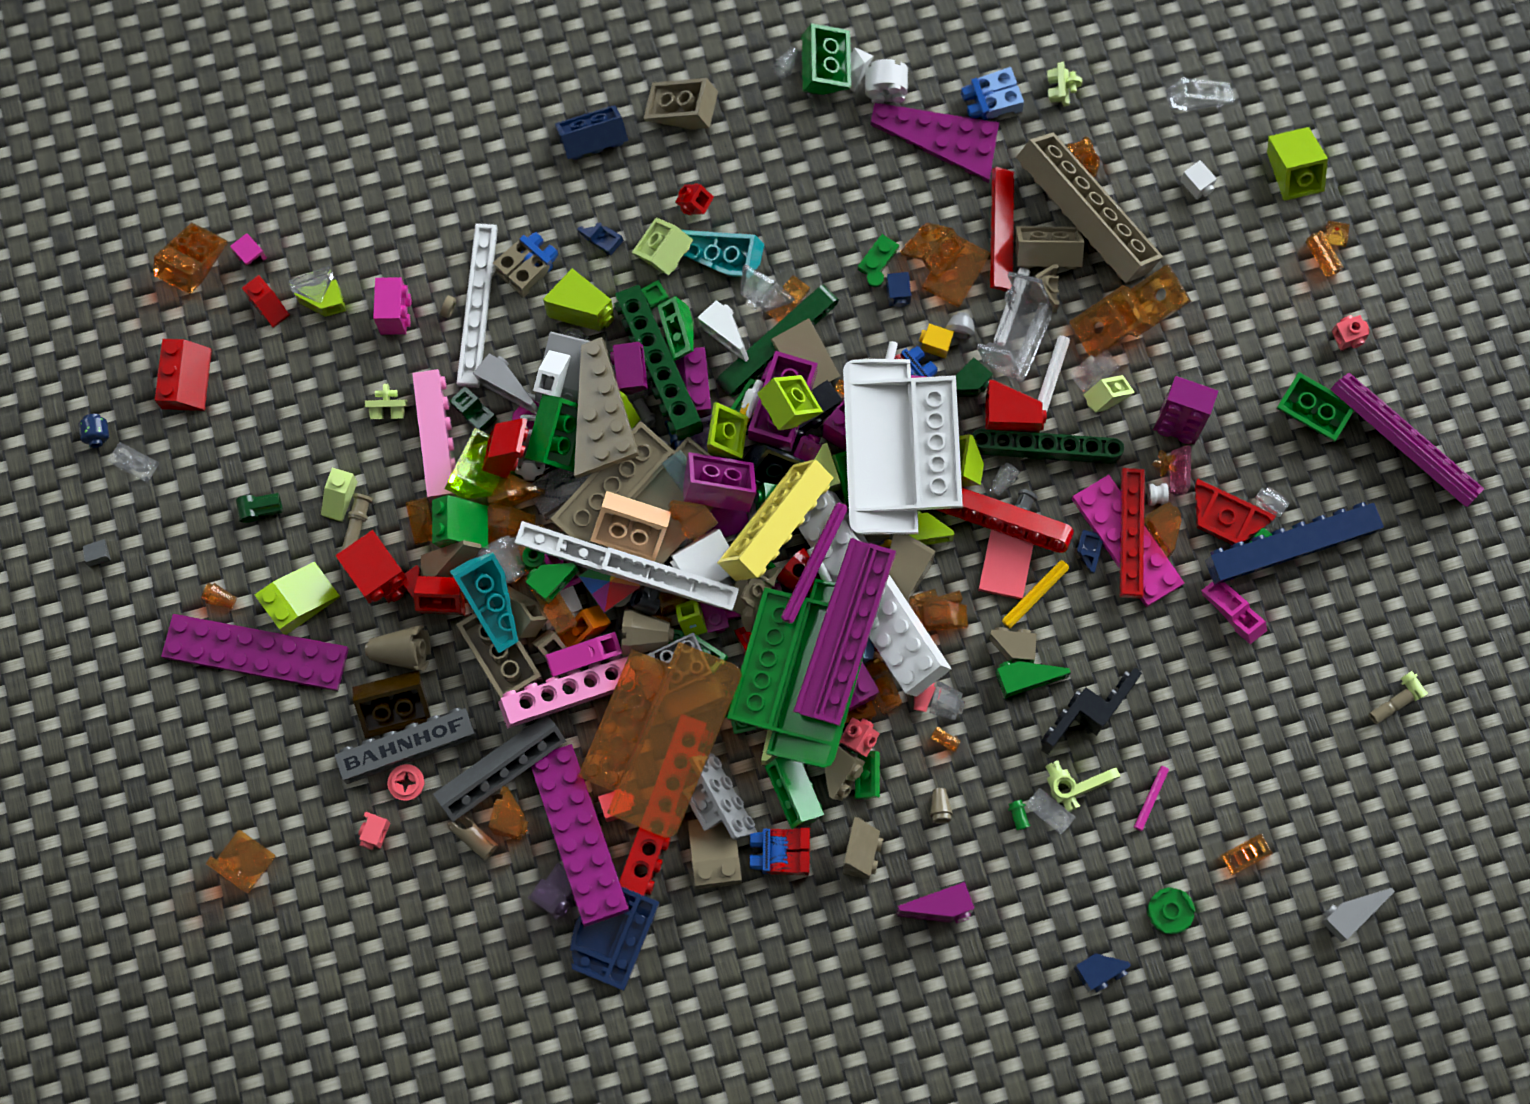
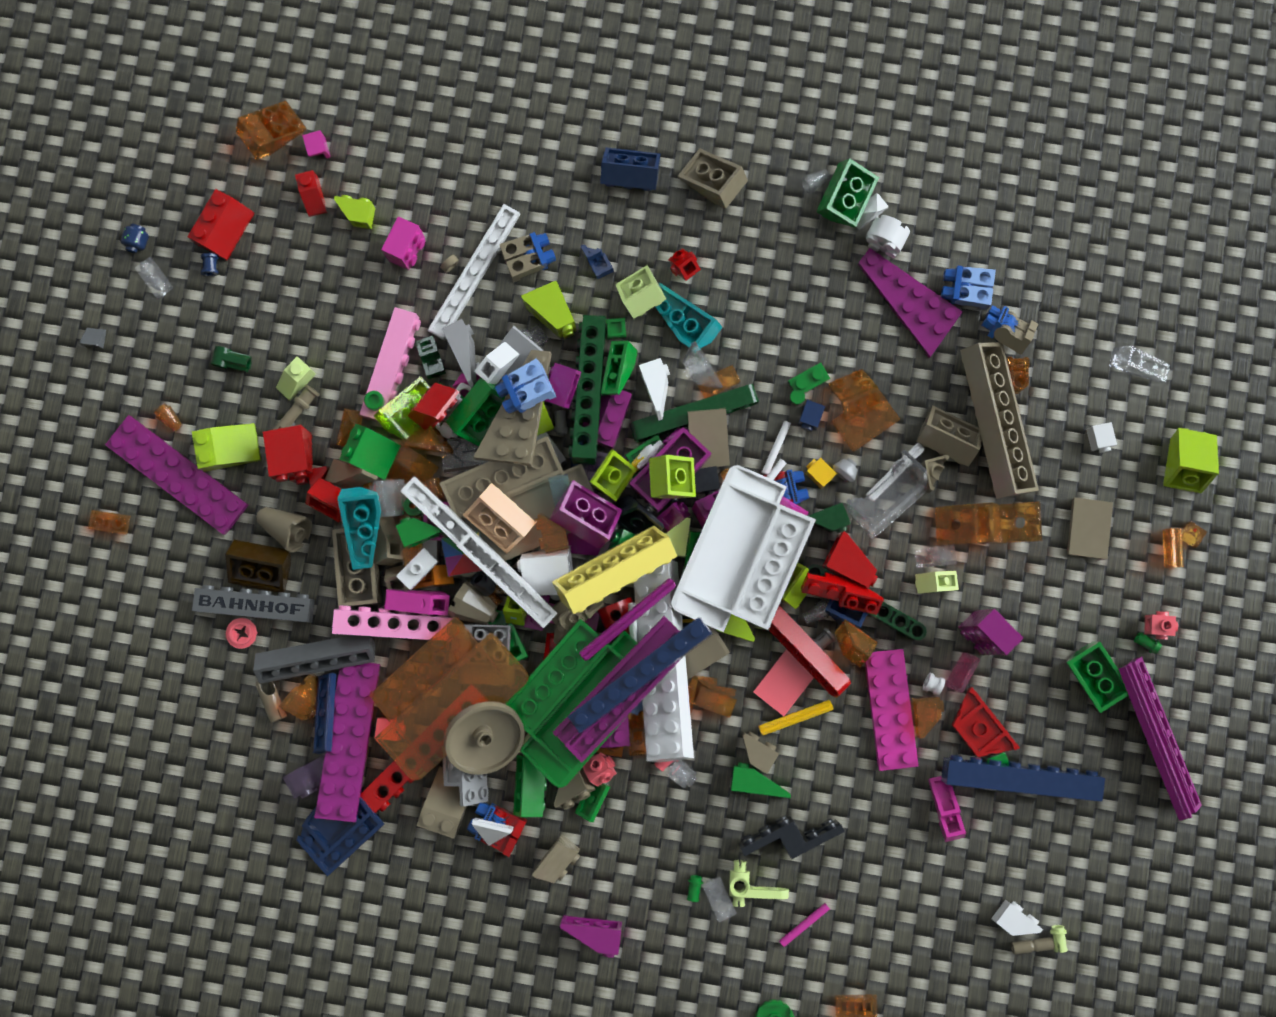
camera: 30 degrees right, 10 degrees up
(189, 421) = (209, 264): none -> dark blue bush
(204, 735) = (109, 522): none -> clear orange slope
(242, 861) = (90, 637): clear orange bracket -> none
(312, 284) = (349, 197): clear slope -> none
(373, 831) = (198, 660): coral brick -> none
(376, 406) = (371, 325): yellowish green hips -> none
(437, 475) = (374, 400): none -> green tile
(539, 818) = (324, 713): none -> dark blue tile
(568, 619) = (417, 569): none -> white plate
(596, 378) = (526, 387): none -> light blue hips
(724, 752) = (484, 738): none -> dark tan dish
(777, 851) = (491, 831): none -> white slope
(856, 603) = (640, 675): none -> dark blue brick
(878, 329) = (776, 447): none -> white bar
(940, 806) = (637, 851): dark tan cone -> none
(945, 739) = (667, 800): clear orange pin -> none
(1002, 228) = (919, 403): red tile -> none
(1019, 439) = (847, 592): none -> red slope
(1033, 463) = (840, 614): none -> dark blue slope
(1053, 116) = (1009, 328): none -> hips
(1053, 371) = (900, 543): white axle -> none
(1056, 489) = (854, 643): none -> clear orange slope
(1061, 76) = (1033, 295): yellowish green hips -> none
(1089, 549) = (857, 702): dark blue slope -> none
(1132, 533) = (896, 707): red tile -> none
(1165, 463) = (953, 660): clear orange plant -> none
(1233, 273) = (1089, 528): none -> dark tan tile
(1271, 501) = (1022, 734): clear brick -> none
(1348, 356) = (1148, 643): none -> green pin
(1359, 688) = (1012, 920): none -> white slope

